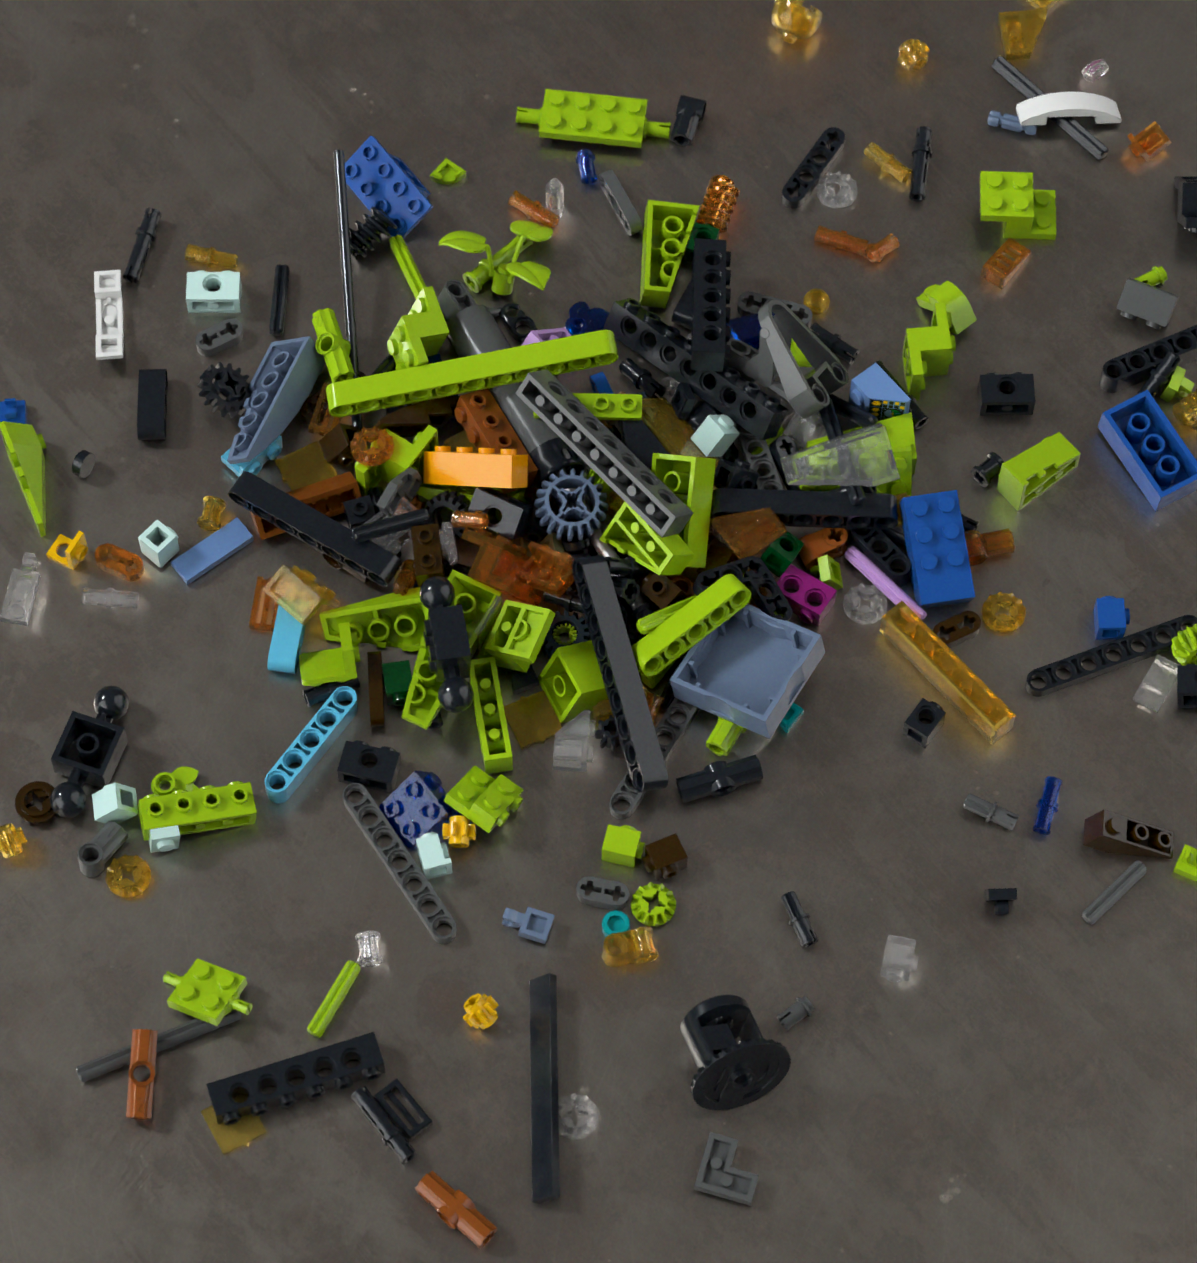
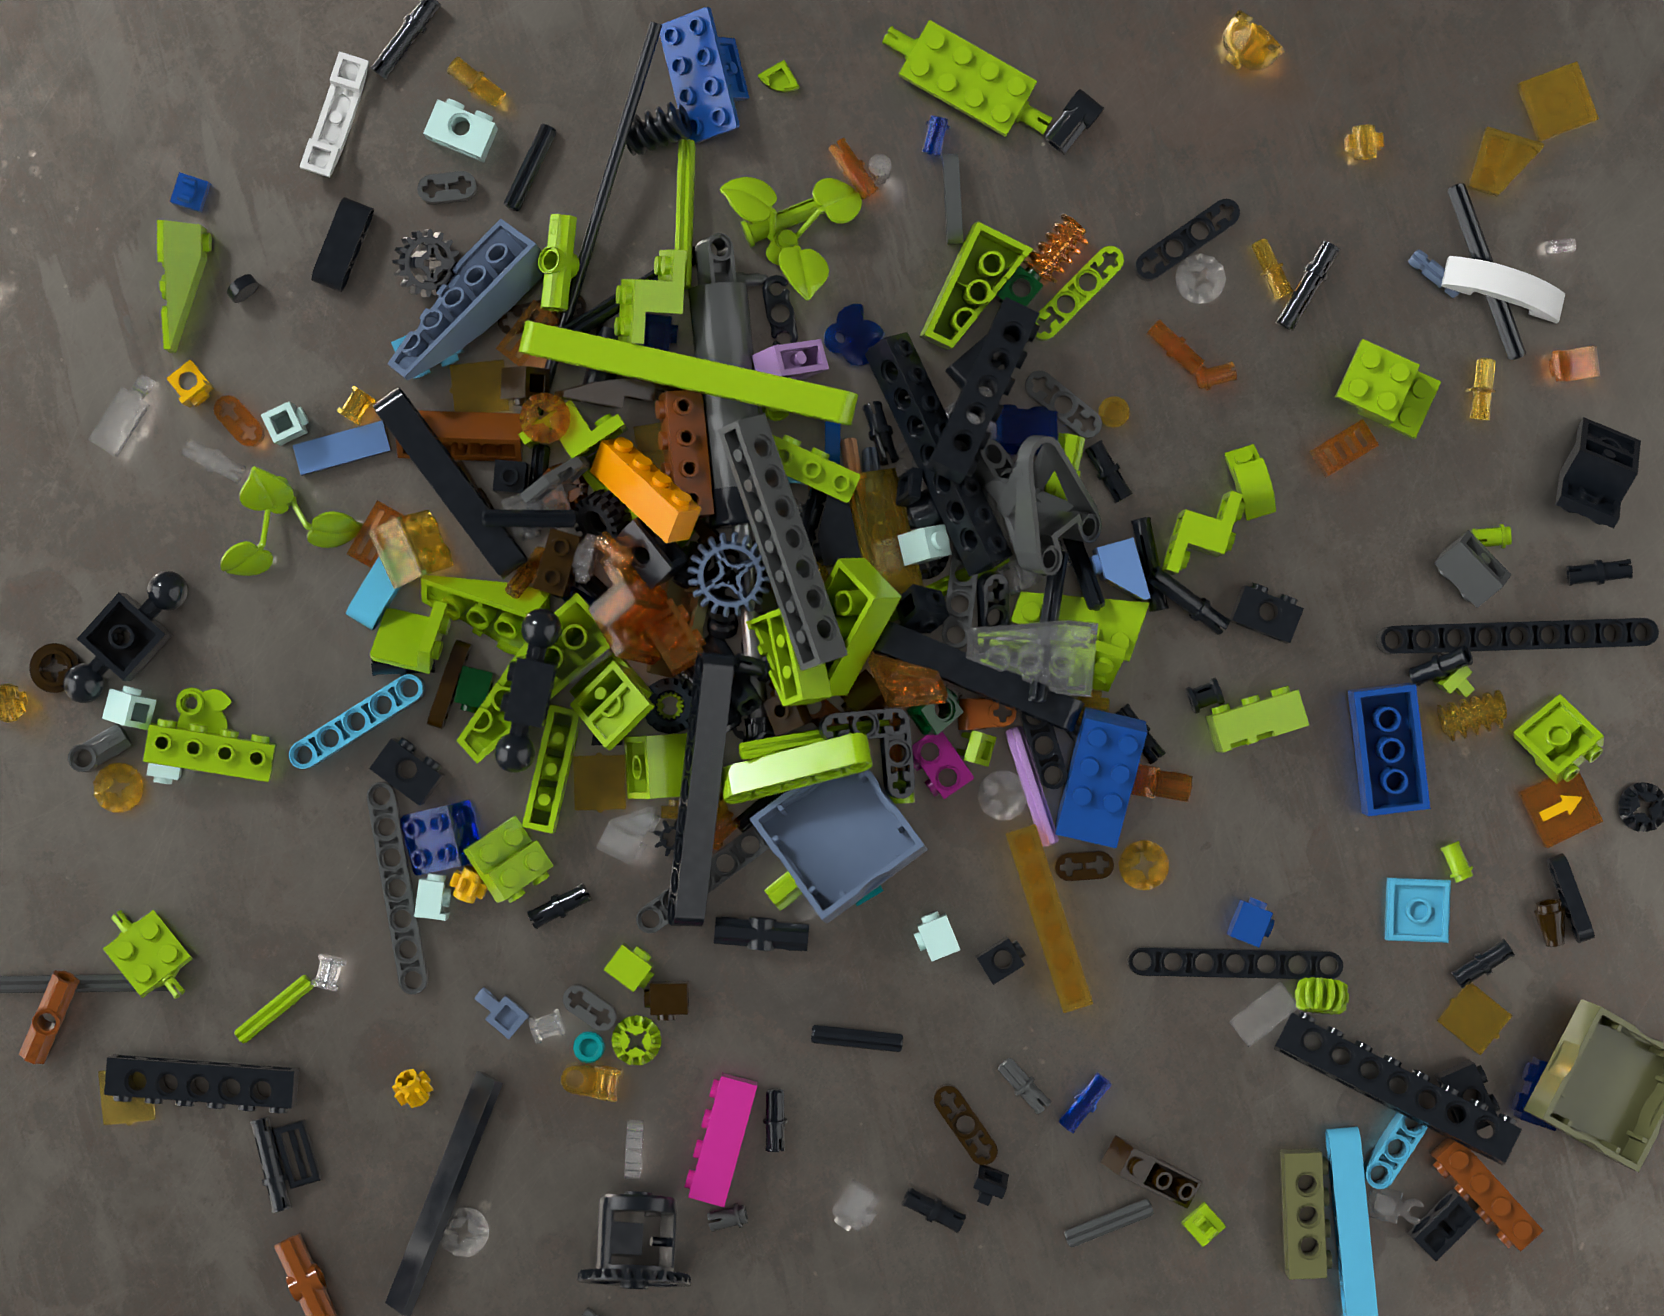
camera: 25 degrees right, 25 degrees up
(165, 582) = (275, 495): none -> lime plant
(541, 822) = (559, 906): none -> black pin
(578, 911) = (547, 1026): none -> clear bush
(689, 984) = (634, 1149): none -> clear beam
(750, 234) = (1078, 295): none -> lime beam
(762, 947) = (722, 1140): none -> dark pink brick
(836, 830) = (857, 1038): none -> black axle
(864, 724) = (936, 936): none -> light aqua brick
(950, 408) = (1197, 607): none -> black pin
(954, 850) = (972, 1147): none -> dark brown beam
(965, 937) = (933, 1210): none -> black pin
(1089, 184) = (1483, 389): none -> clear yellow axle

